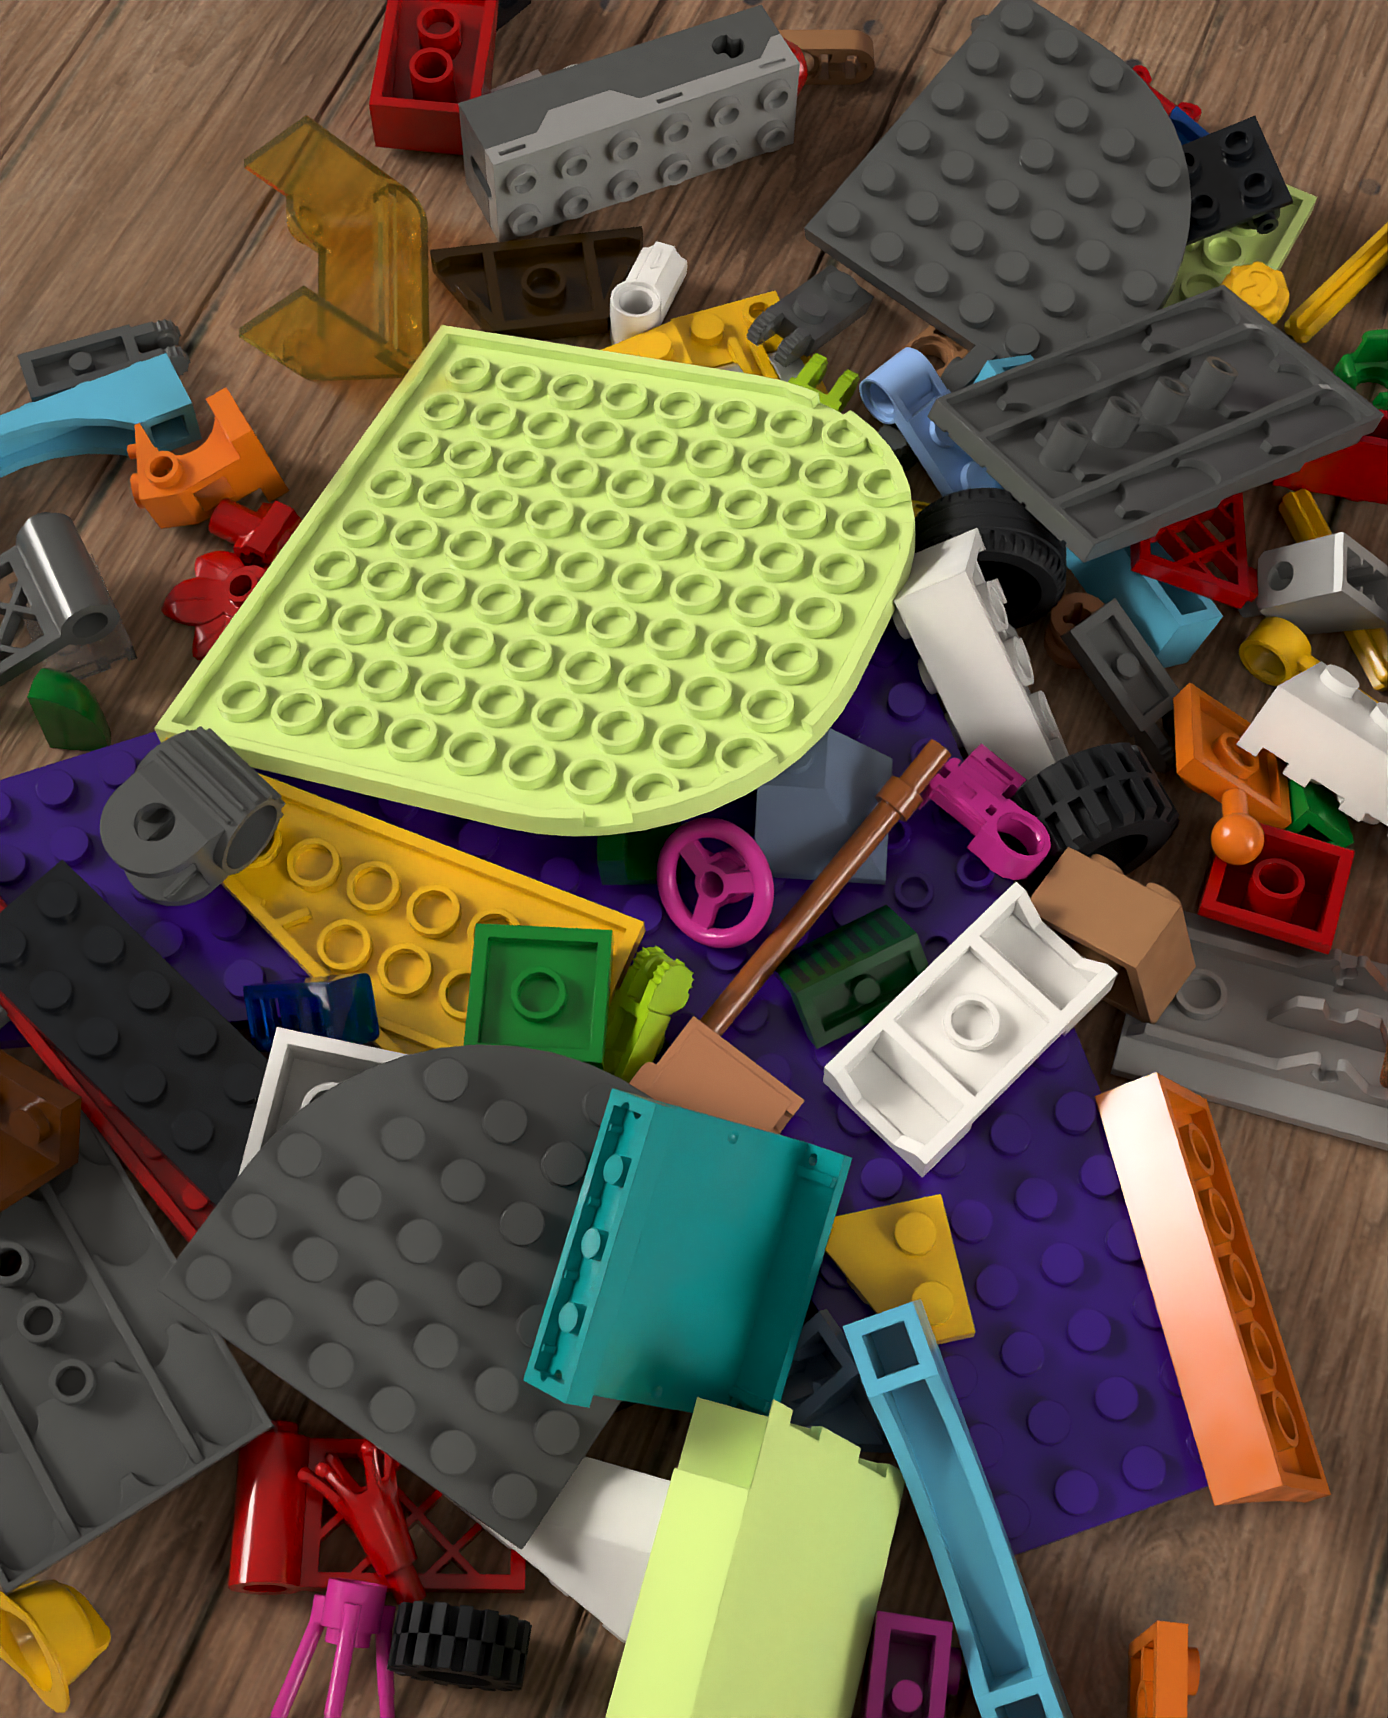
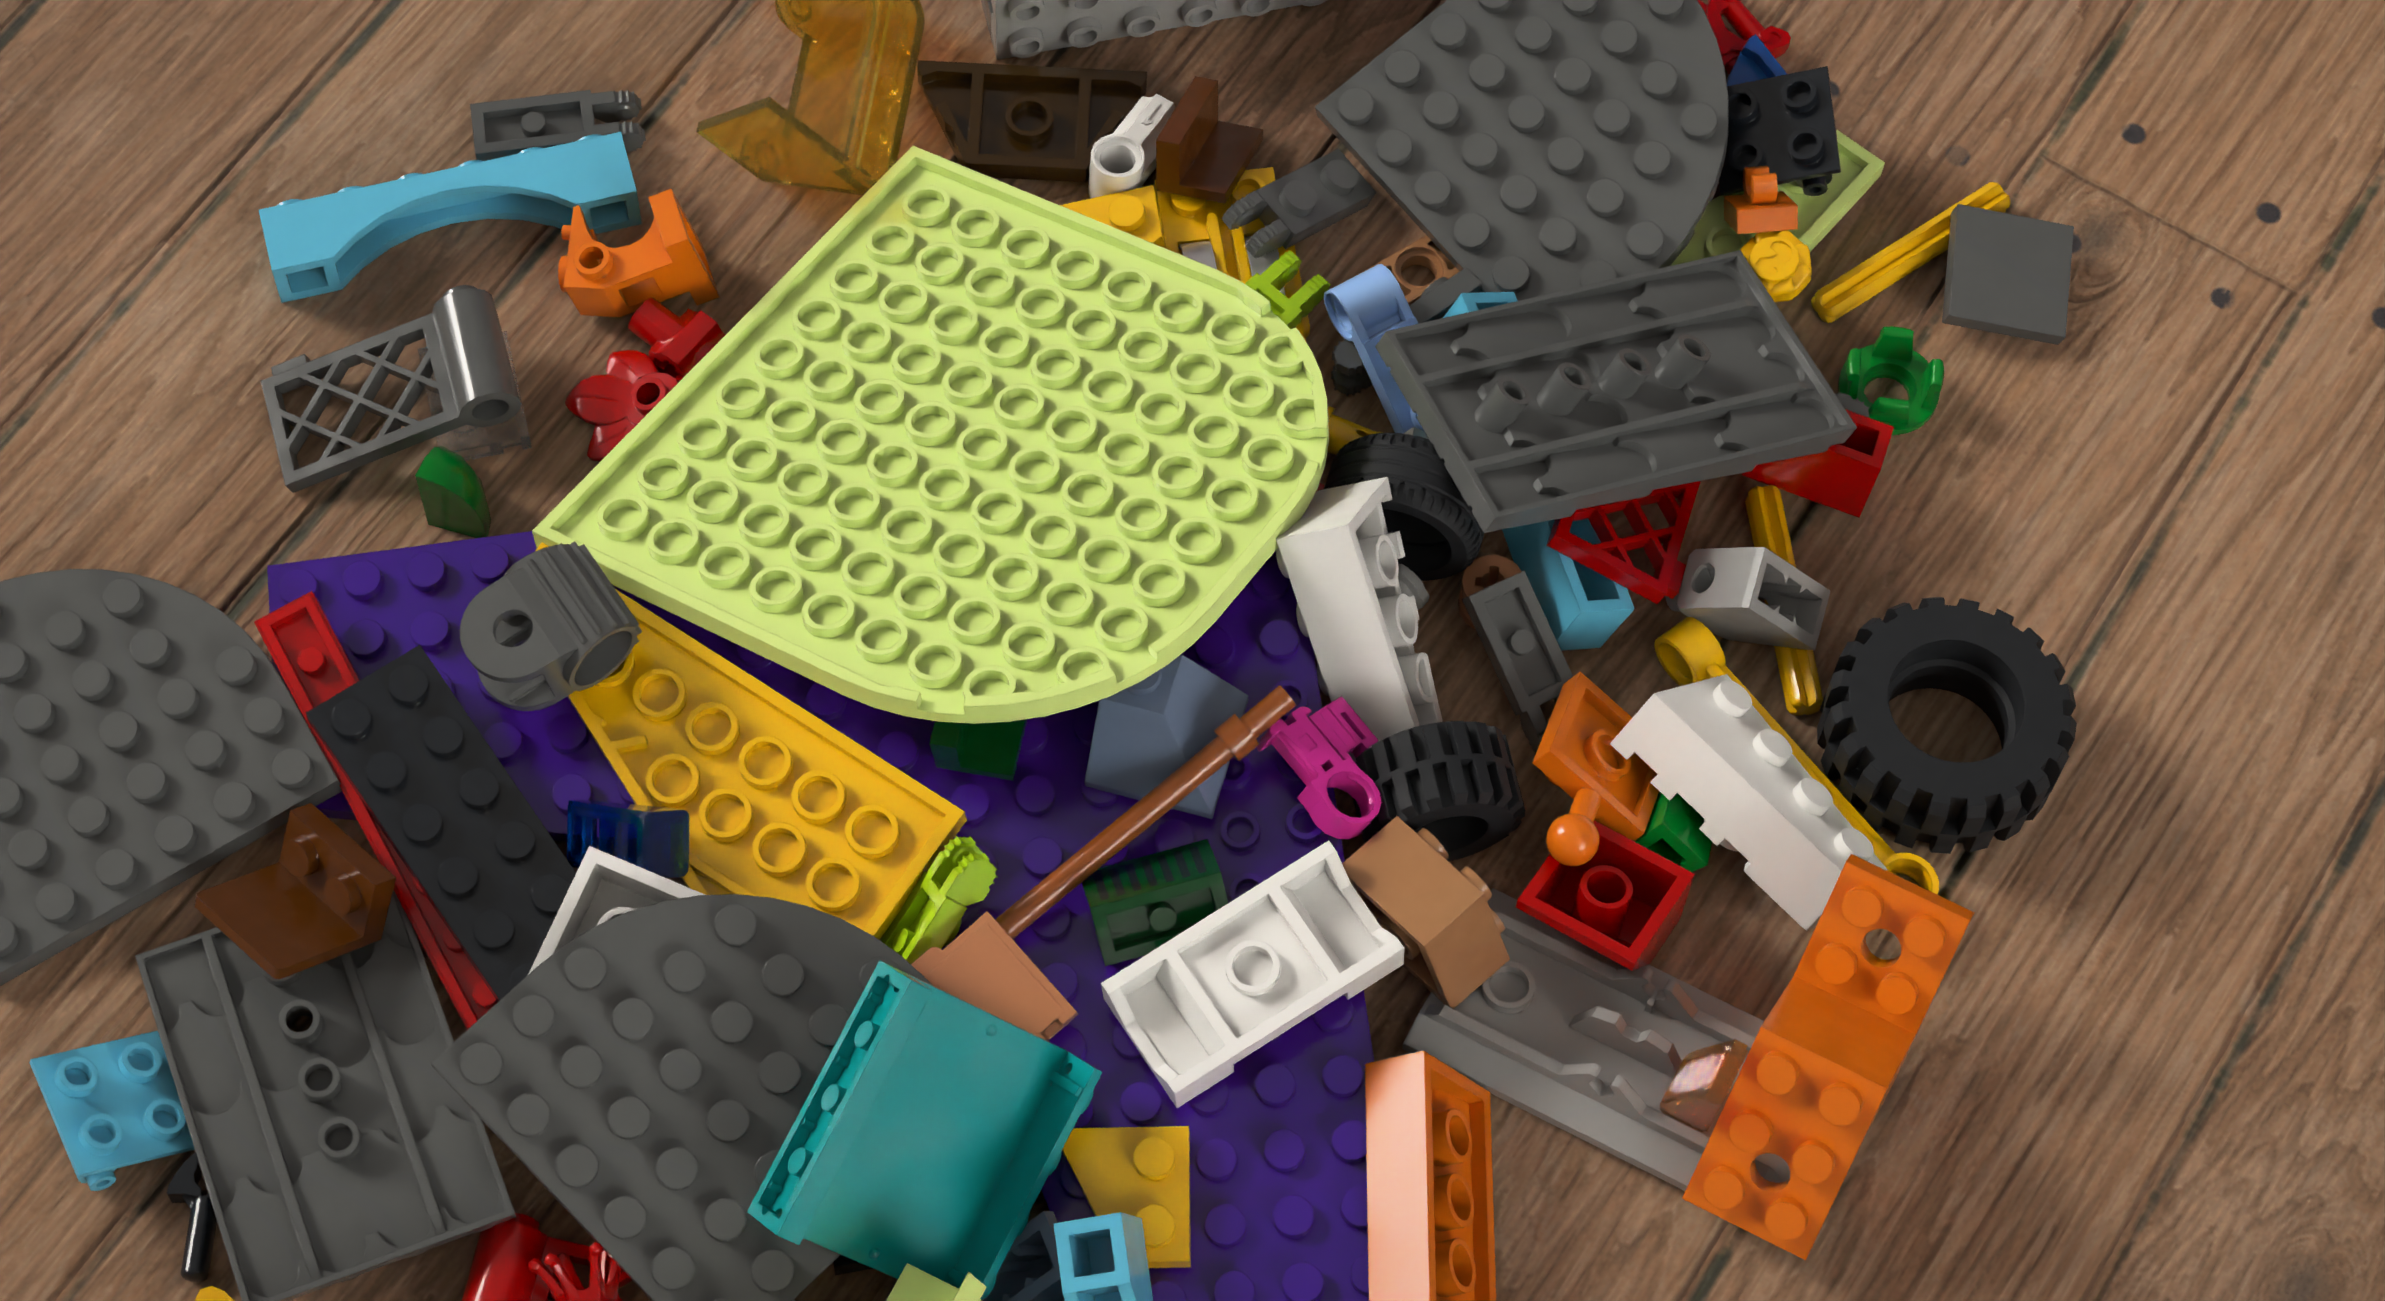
camera: 10 degrees right, 0 degrees up
(541, 989) = (849, 858): green plate -> none
(710, 289) = (1198, 152): none -> reddish brown panel
(718, 880) = (1046, 785): dark pink piece -> none
(1228, 243) = (1761, 205): none -> orange tile

